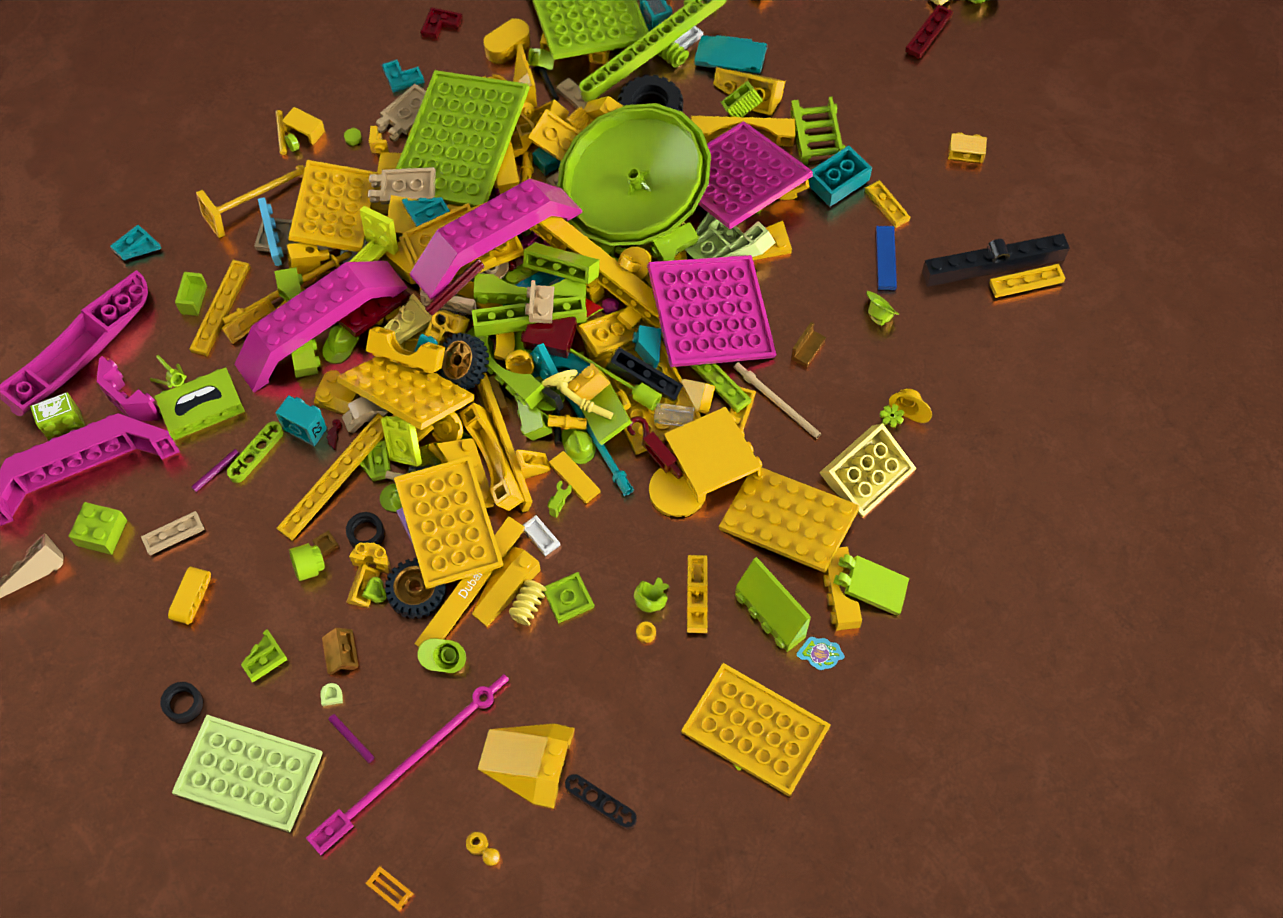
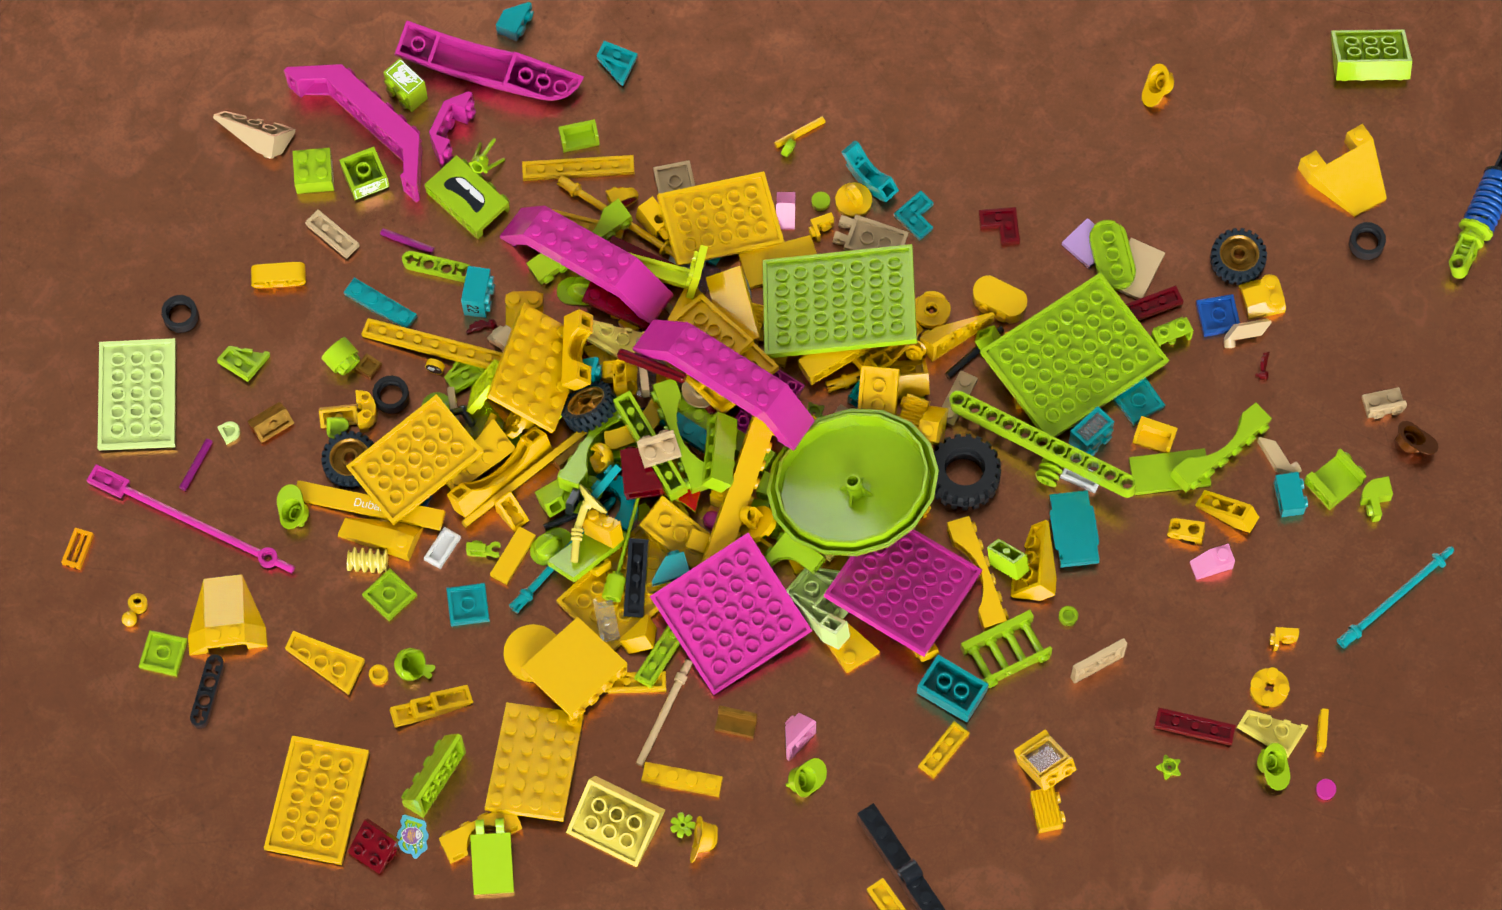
camera: 70 degrees right, 5 degrees up
(47, 312) = (513, 21): none -> teal slope
(127, 482) = (364, 173): none -> lime brick
(212, 213) = (671, 113): yellow tile -> none
(242, 324) = (570, 199): yellow tile -> none
(266, 514) = (380, 304): none -> teal plate
(267, 282) = (625, 195): none -> yellow rock
(272, 237) = (672, 172): medium azure plate -> none
(304, 123) = (812, 149): yellow panel -> none
(349, 159) = (786, 209): none -> bright pink slope
(351, 94) = (866, 173): none -> teal arch
(355, 483) = (434, 366): none -> tile
(364, 112) = (853, 199): none -> yellow tile
(406, 183) = (765, 274): tan tile -> none
(425, 209) = (736, 305): teal wing -> none
(541, 834) = (163, 653): none -> lime tile
(566, 422) = (560, 525): yellow pin -> none
(606, 531) = (468, 604): none -> teal tile
(615, 673) = (330, 662): none -> yellow wing
(656, 448) = (563, 613): dark red piece -> none
(802, 84) = (1068, 616): none -> lime tile
(823, 688) = (373, 846): none -> dark red plate
(840, 299) = (798, 733): none -> bright pink slope
(845, 406) = (682, 779): none -> yellow plate
(854, 69) = (1098, 660): none -> tan tile
(886, 258) = (874, 767): blue tile -> none
(928, 131) = (1044, 760): none -> yellow window
(955, 56) = (1169, 762): none -> lime plate

